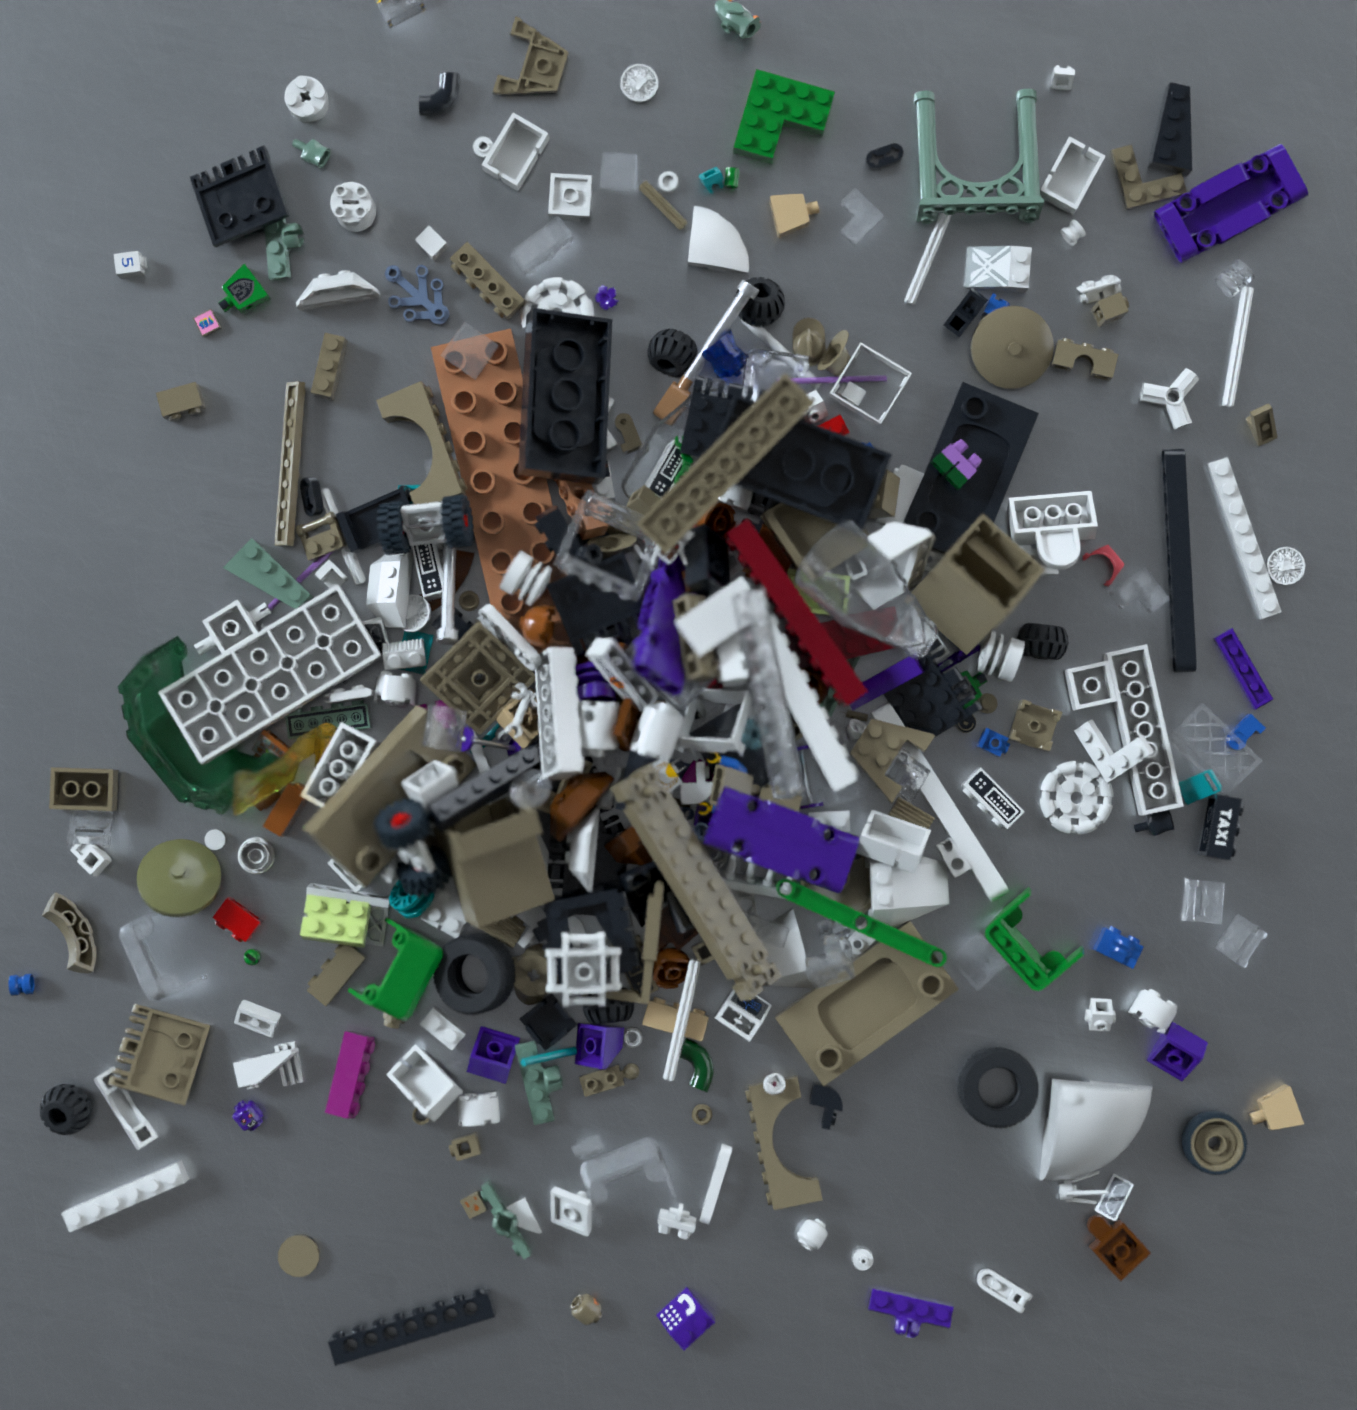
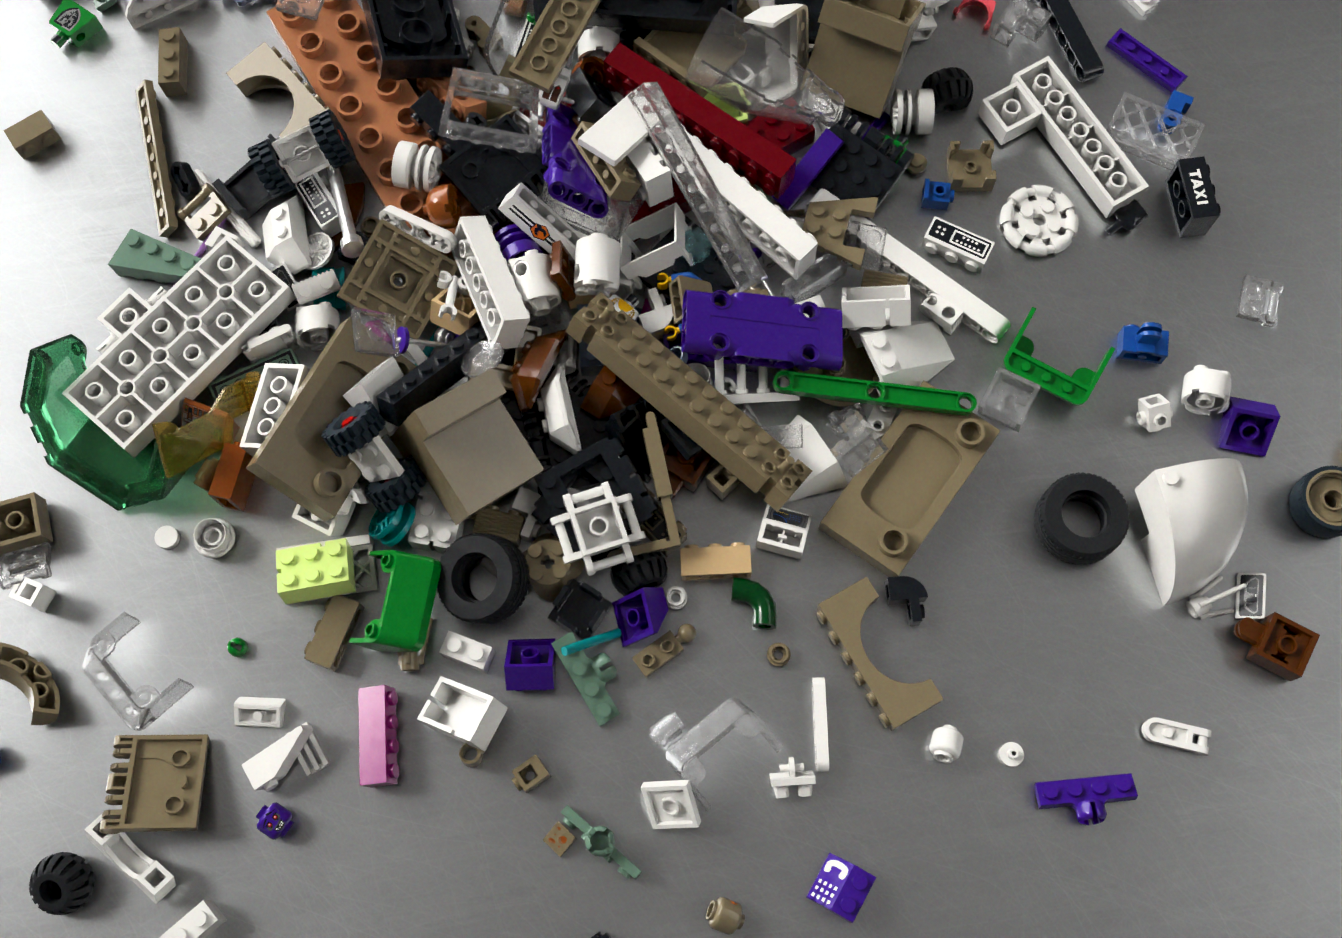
camera: 15 degrees left, 15 degrees down
(179, 878) = (132, 583): olive dish -> none
(207, 323) = (44, 63): tile -> none
(237, 920) = (209, 610): red brick -> none
(478, 1109) = (531, 725): white brick -> none
(525, 1215) = (622, 832): white tile -> none
(670, 968) = (693, 508): dark orange cylinder -> none
(682, 1019) = (722, 555): white axle -> none
(774, 1084) = (845, 589): white tile -> none
(967, 725) = (903, 188): black tile -> none
(1109, 763) = (1061, 174): white plate -> none
(1198, 787) = (1155, 169): teal piece -> none
(1211, 901) = (1213, 272): clear plate -> none

